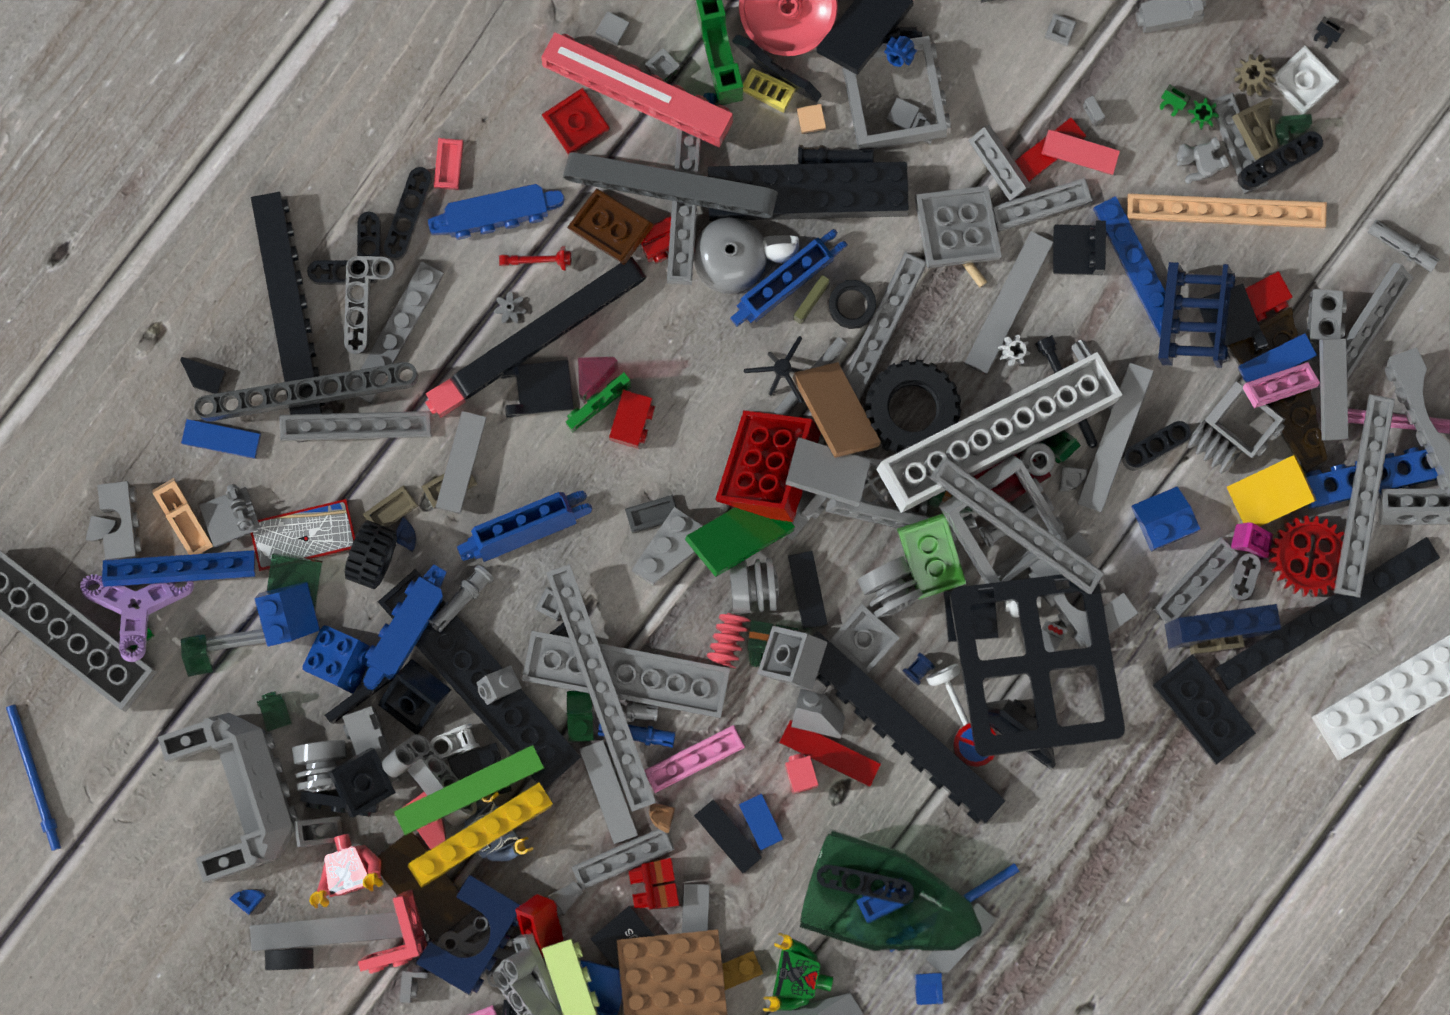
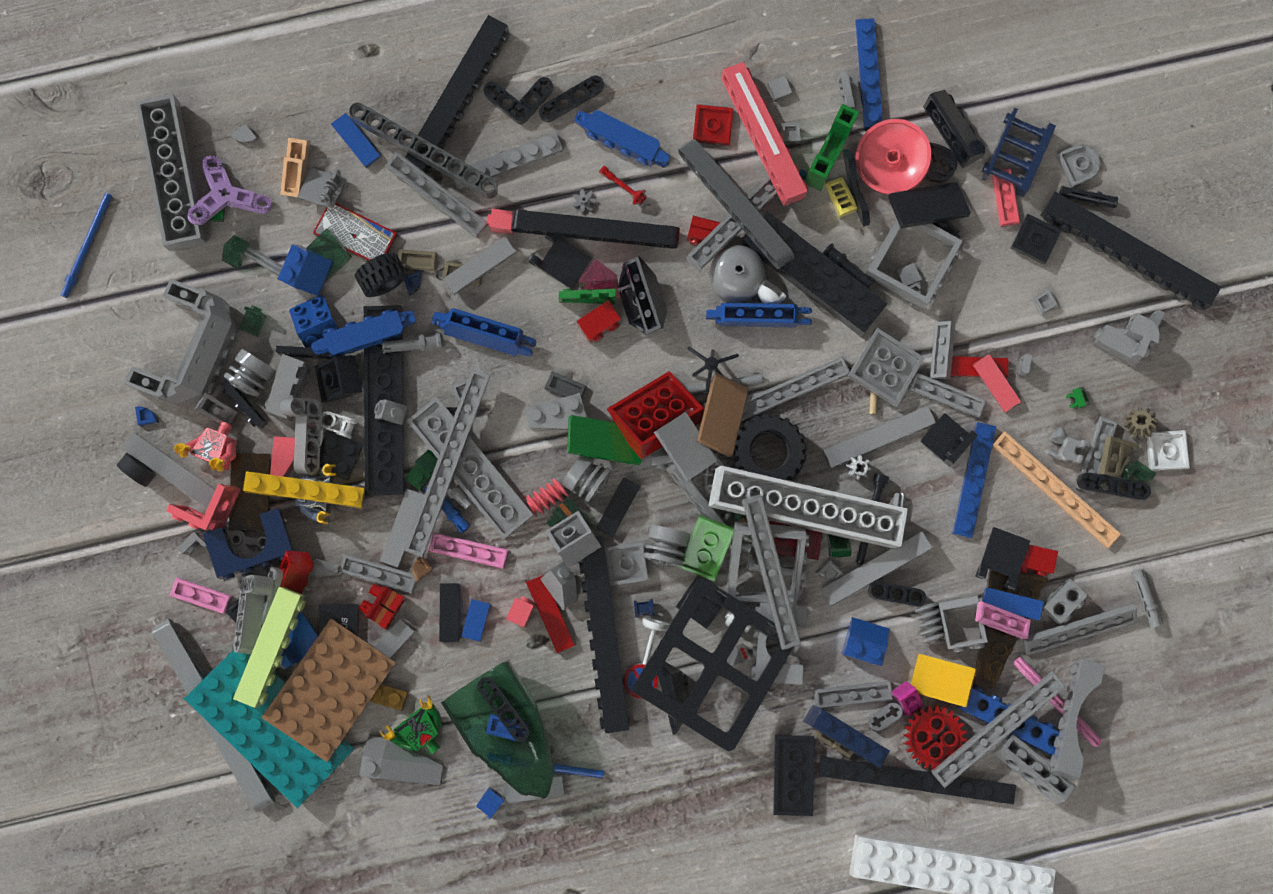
camera: 40 degrees right, 0 degrees up
(124, 542) = (251, 153): light grey arch -> none
(178, 568) = (267, 193): blue plate -> none
(203, 376) = (376, 96): black tile -> none
(362, 782) = (261, 401): black plate -> none
(363, 304) = (501, 128): light grey beam -> none
(448, 164) = (619, 89): coral tile -> none
(468, 790) = (317, 458): bright green tile -> none
(610, 226) = (681, 200): reddish brown tile -> none
(654, 358) = (641, 296): none -> black wedge
(811, 119) = (852, 234): light nougat tile -> none
(811, 299) = (763, 339): olive tile -> none
(852, 285) = (785, 347): black tyre -> none
(900, 51) = (938, 235): blue gear -> none
(1042, 465) = (816, 548): light grey head -> none
(1175, 301) = (979, 517): dark blue fence -> none
(1199, 108) = (1089, 415): green gear -> none
(1330, 30) = (1208, 433): black tile -> none
(1333, 389) = (1033, 649): light grey tile -> none

